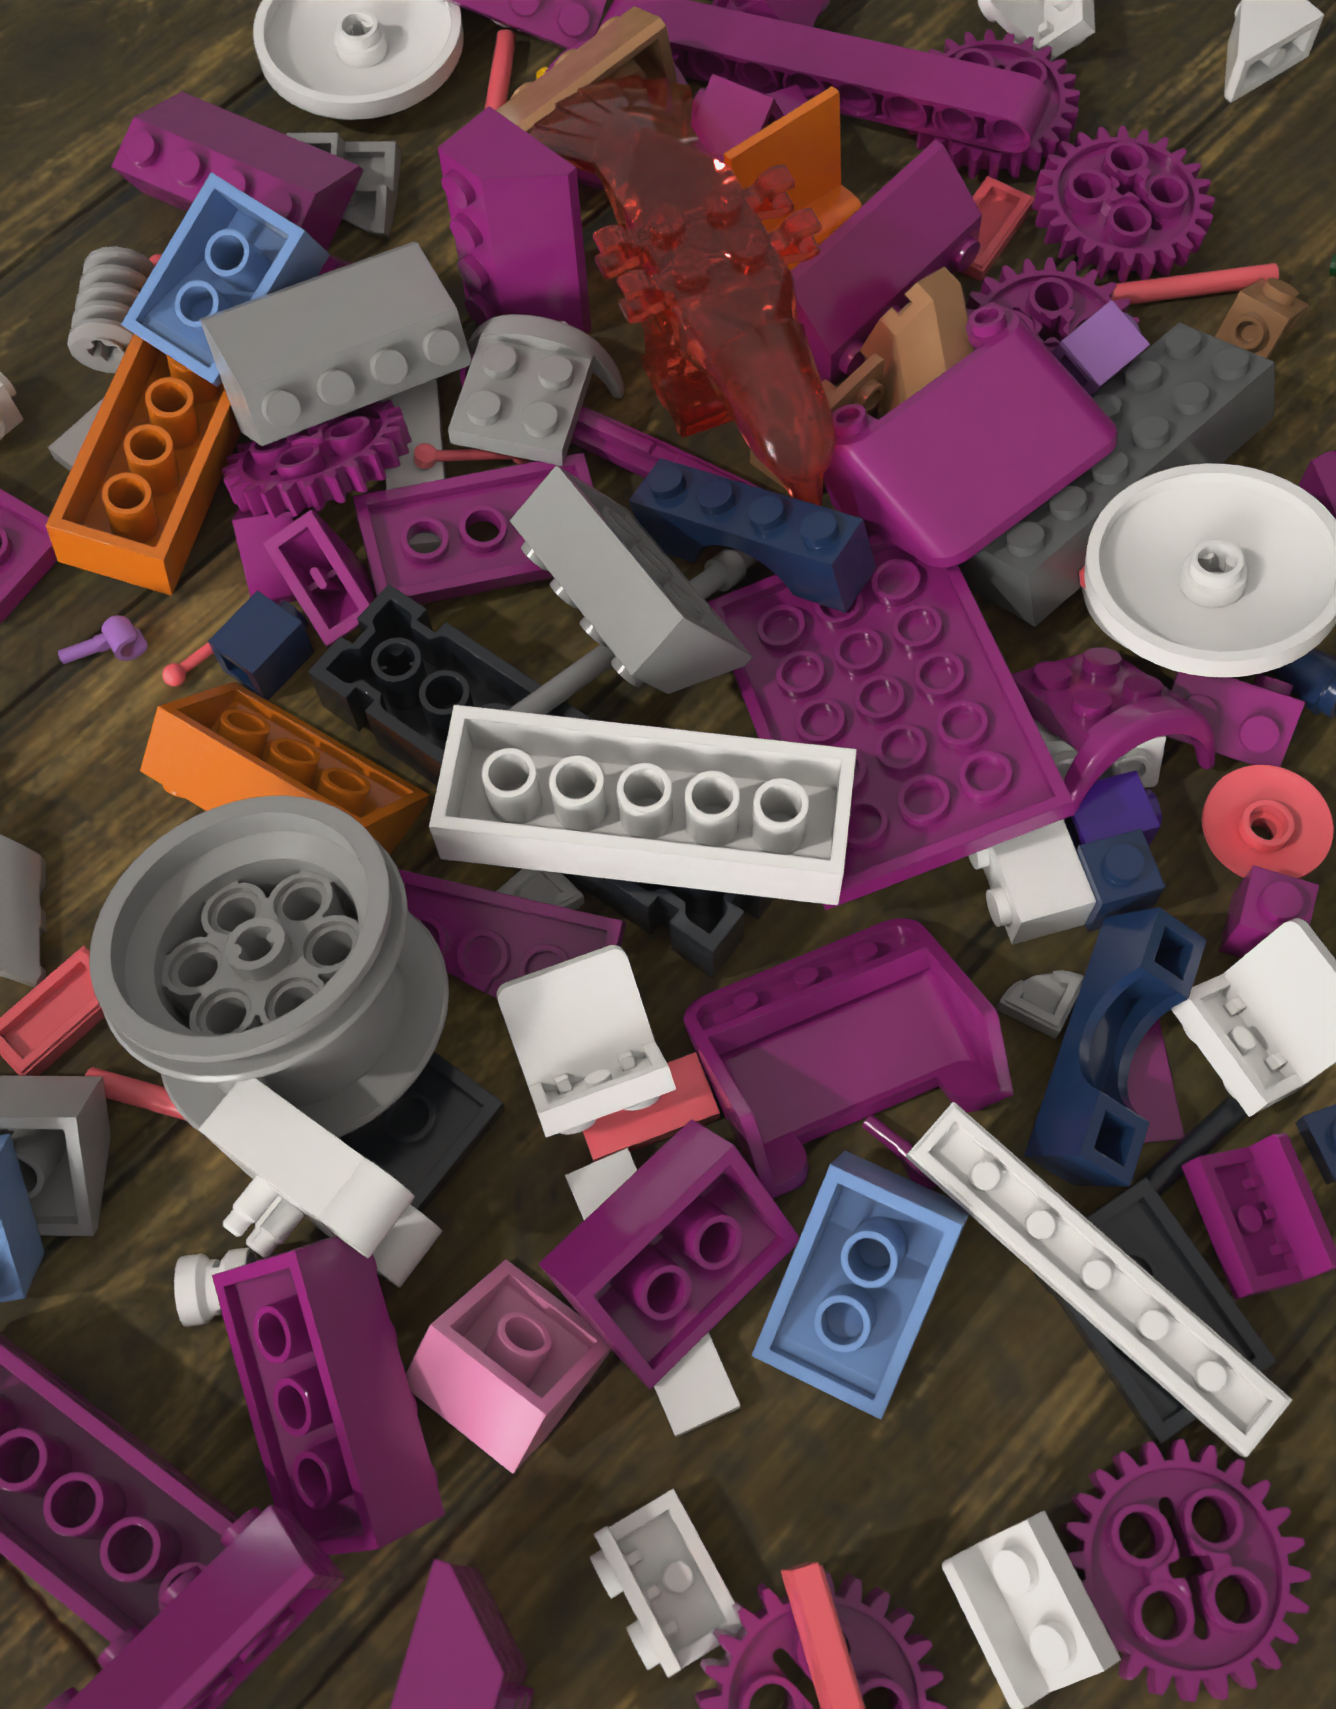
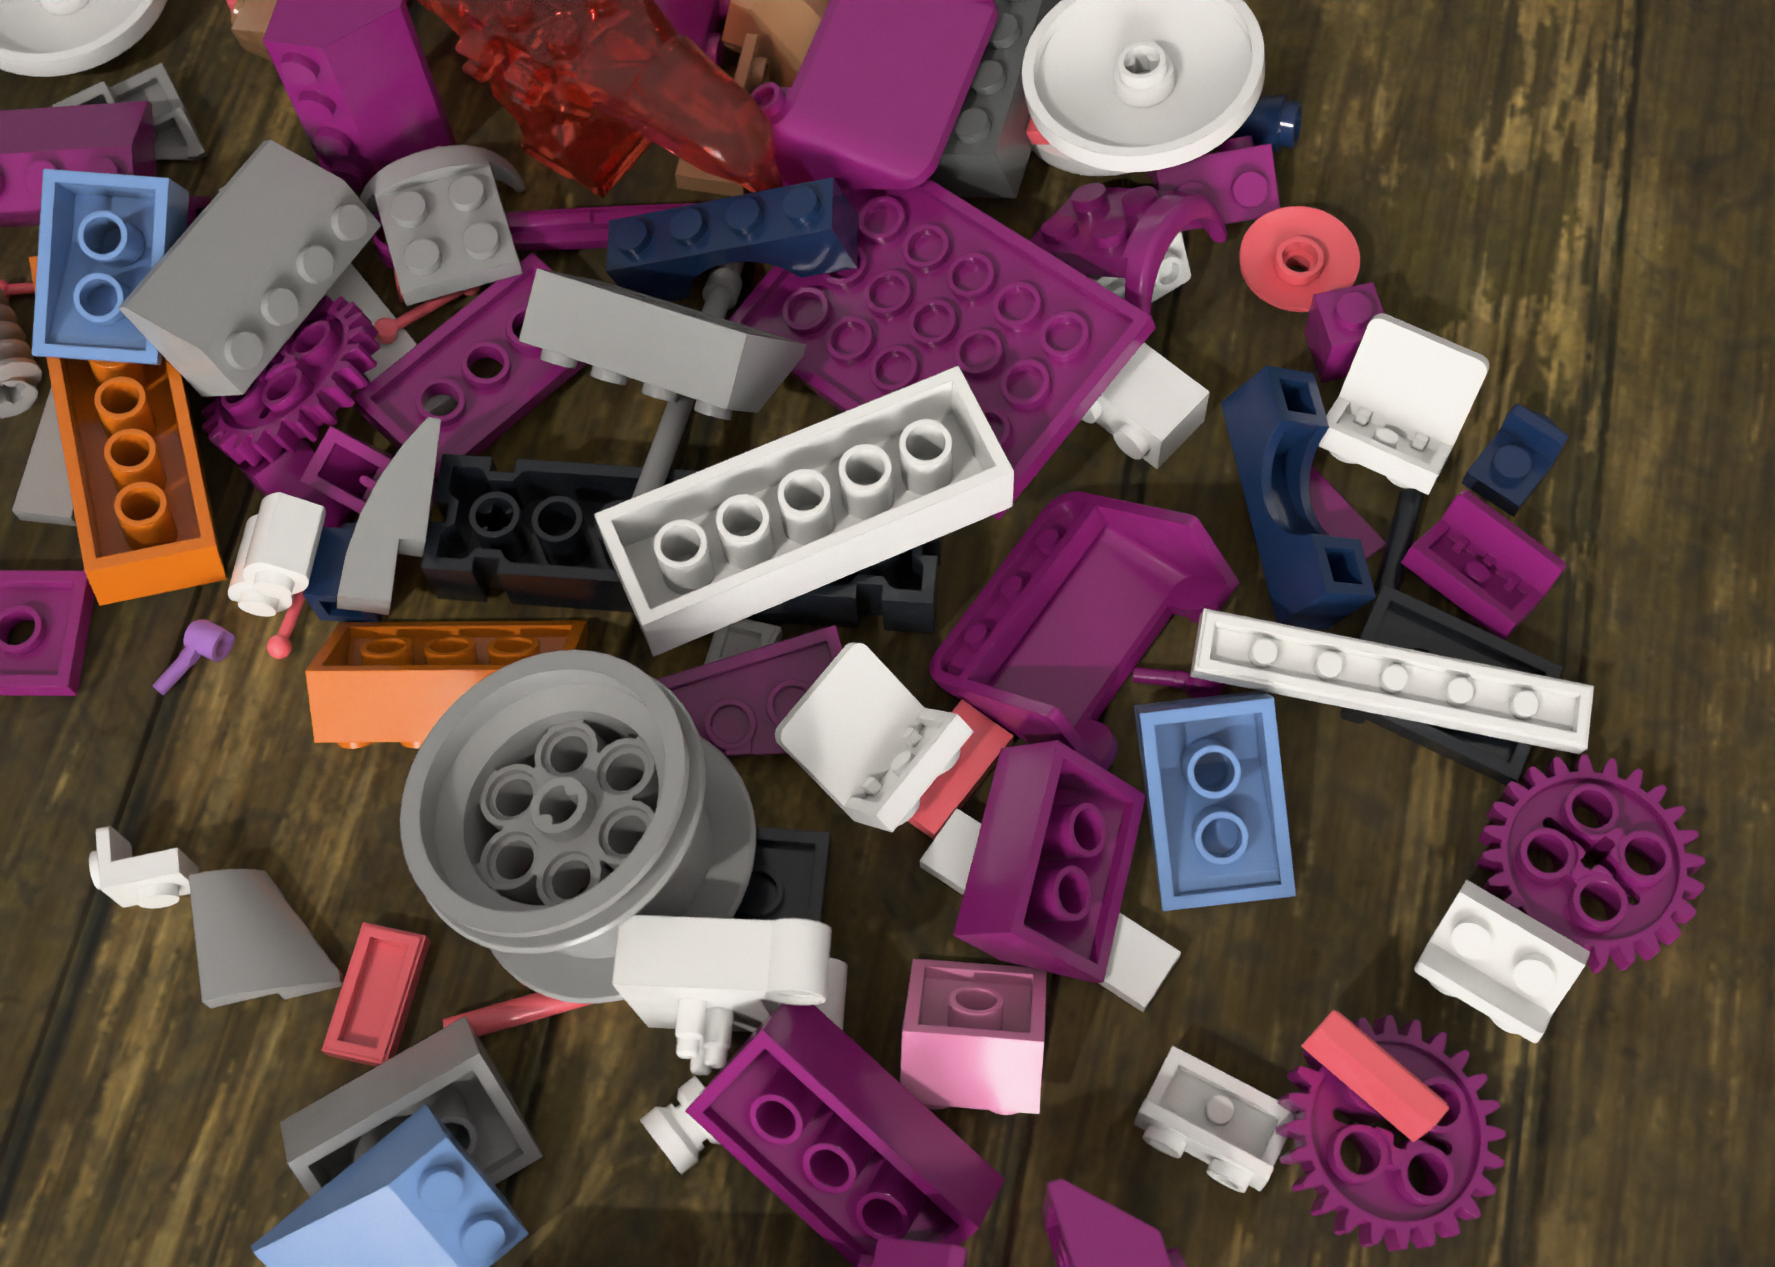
camera: 30 degrees left, 0 degrees up
(208, 595) = (276, 554): none -> white brick
(306, 618) = (391, 523): none -> light grey slope
(1042, 1000) = (1214, 496): light grey tile -> none
(1115, 808) = (1183, 319): dark purple brick -> none
(1120, 876) = (1216, 361): dark blue brick -> none

